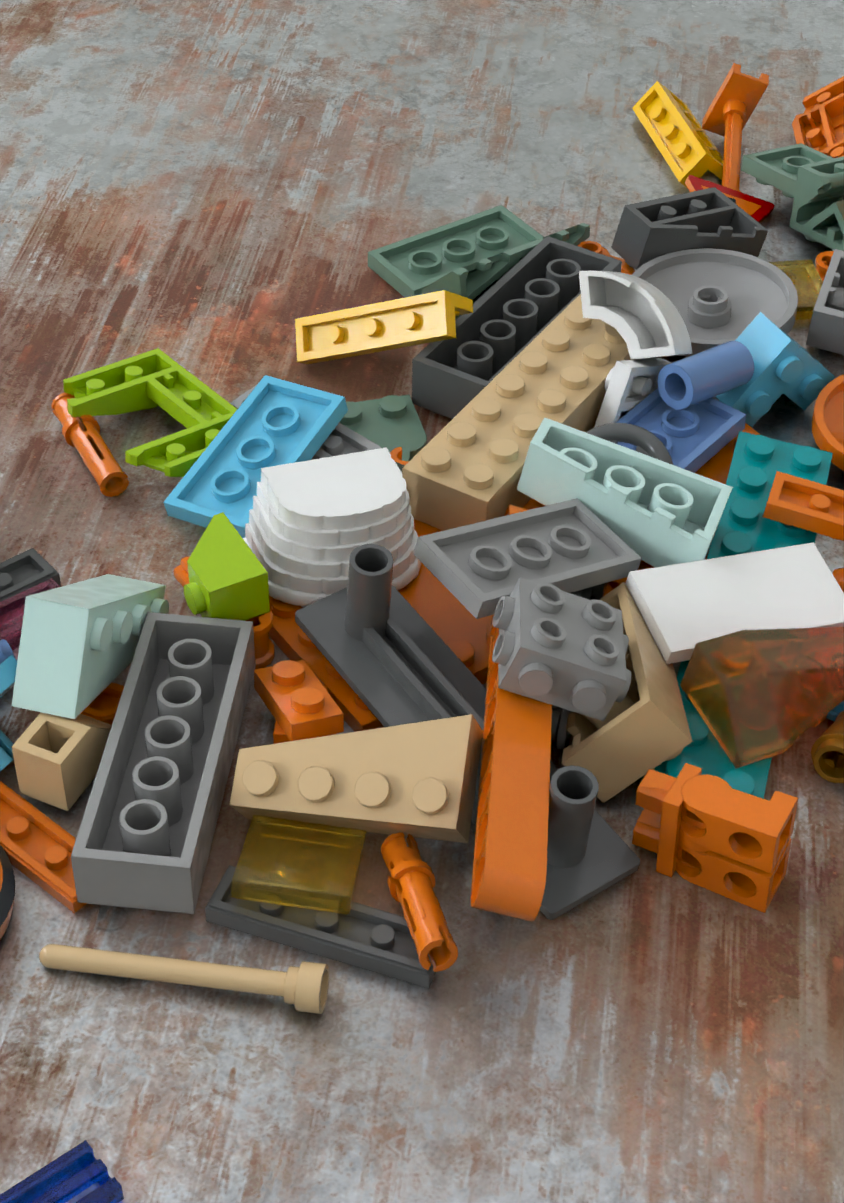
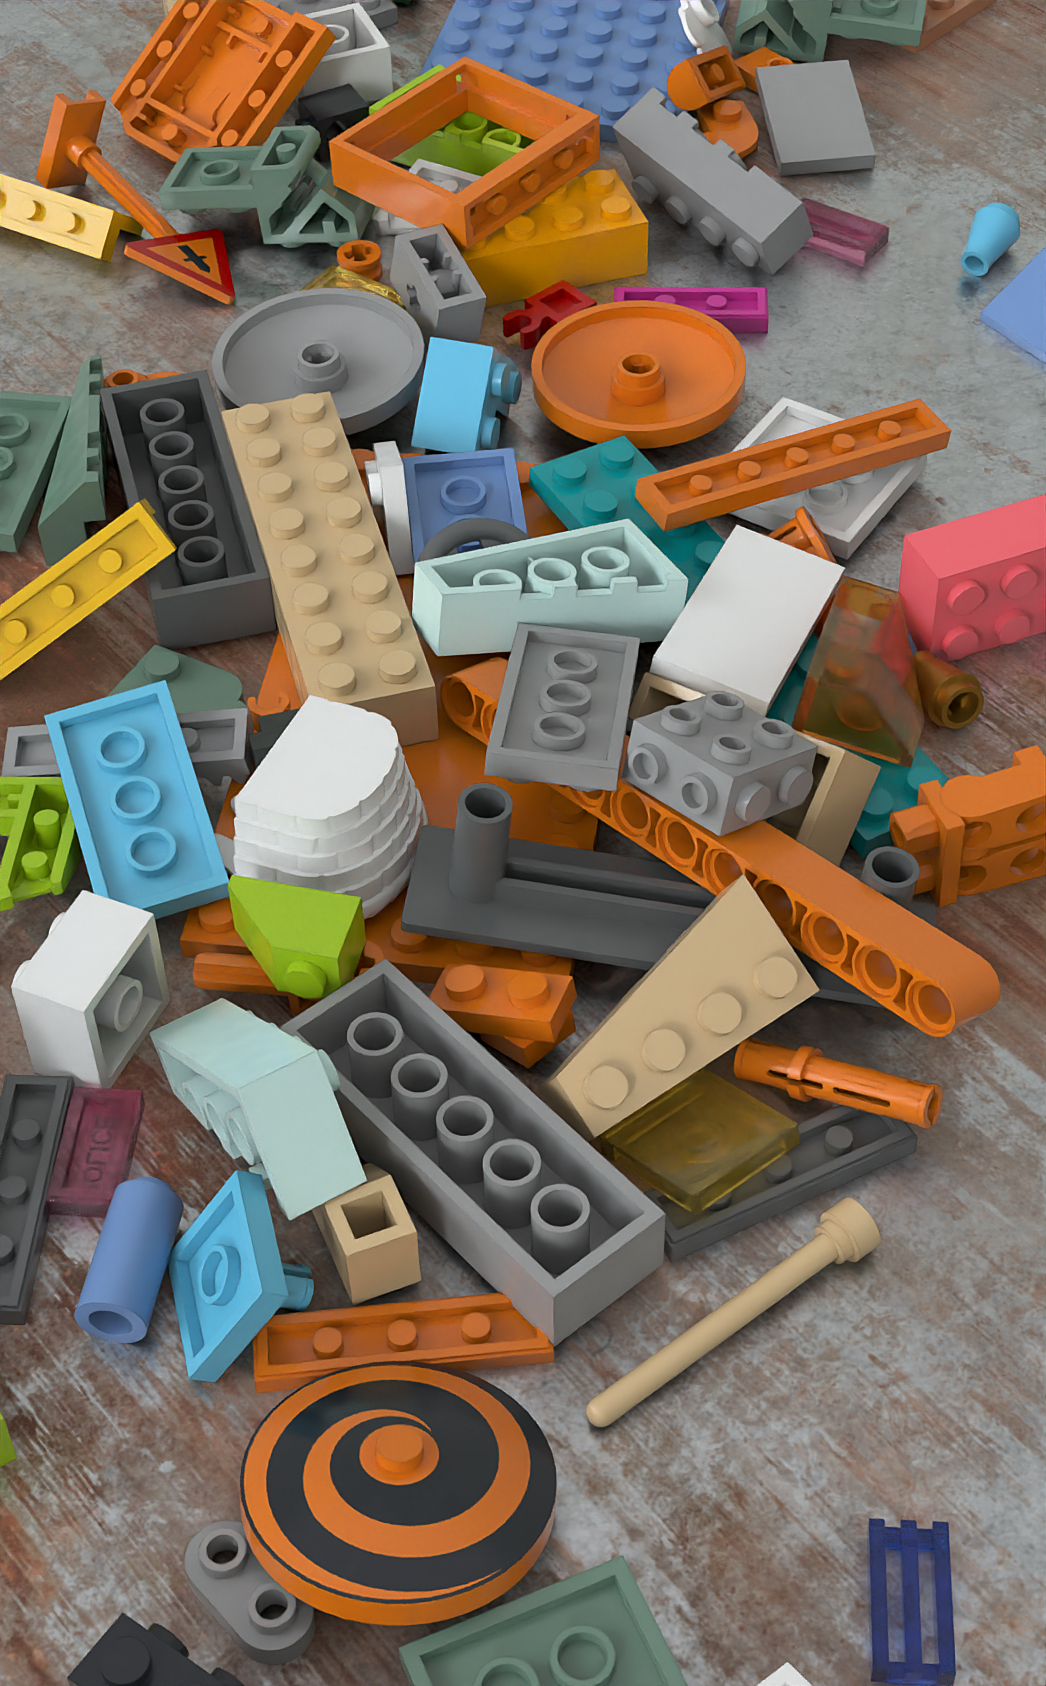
camera: 45 degrees left, 5 degrees up
(107, 527) = (91, 991): none -> white brick
(637, 312) = (341, 404): white brick -> none
(685, 222) = (203, 296): dark grey wedge -> none
(705, 375) = (450, 431): medium blue brick -> none

